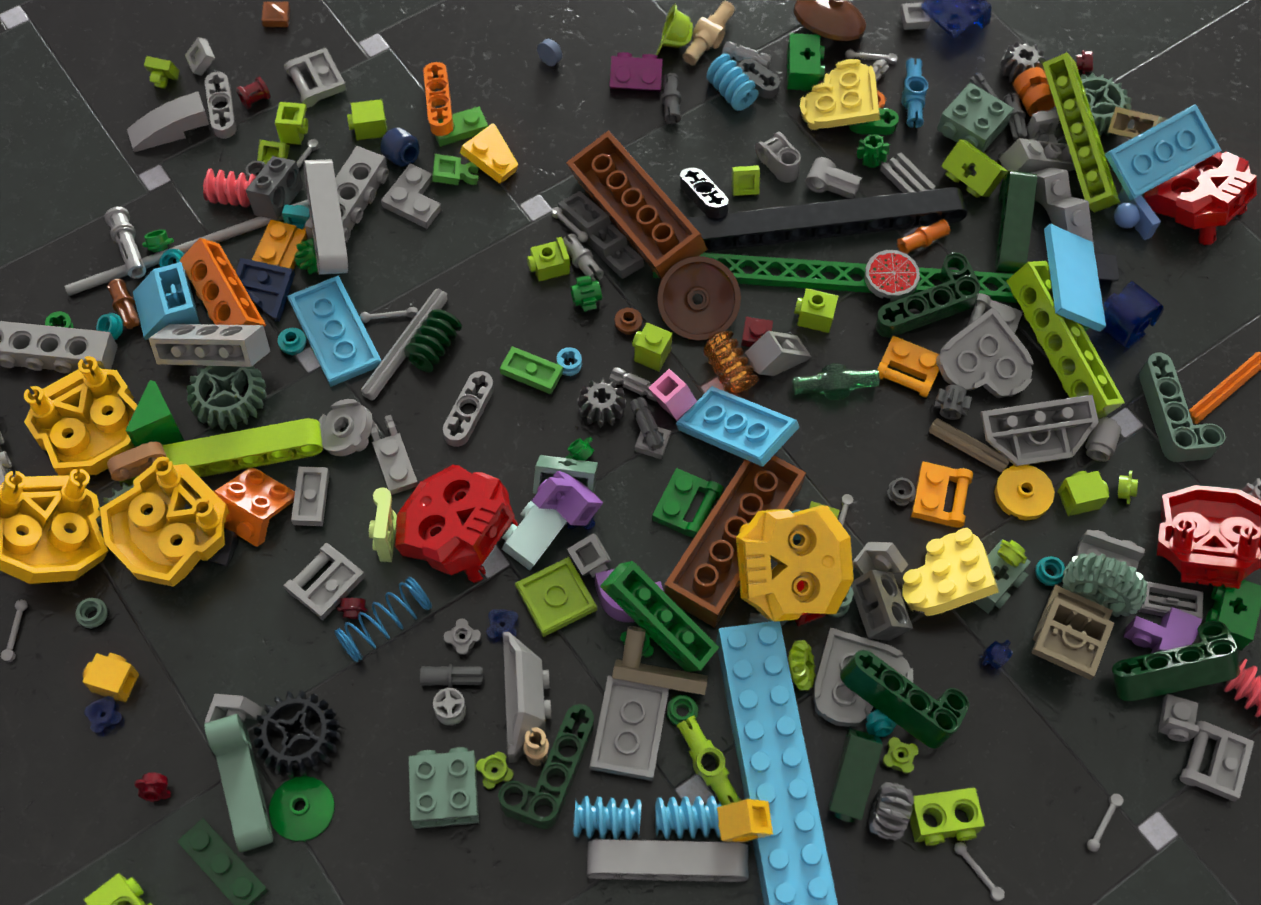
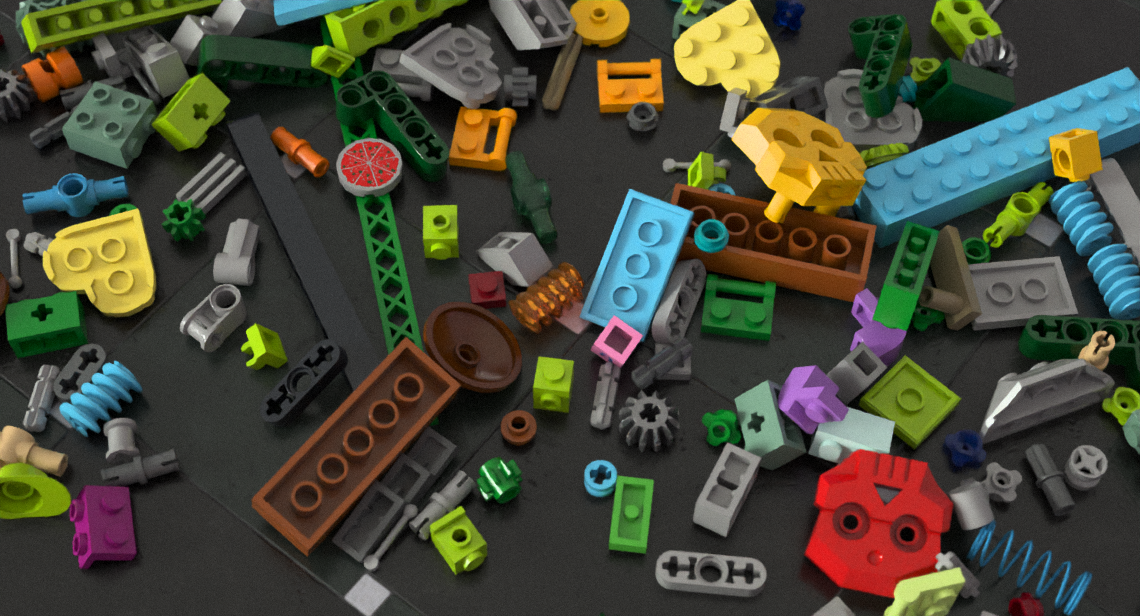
camera: 105 degrees left, 5 degrees down
(393, 559) = (950, 561): none -> light grey axle
(443, 586) = (972, 504): none -> light grey piece
(522, 429) = (726, 489): none -> light grey brick
(680, 451) = (687, 282): none -> light grey beam
(695, 89) = (121, 440): none -> light grey bush
(742, 468) = (714, 229): none -> teal plate
(1007, 265) = (331, 60): none -> lime slope

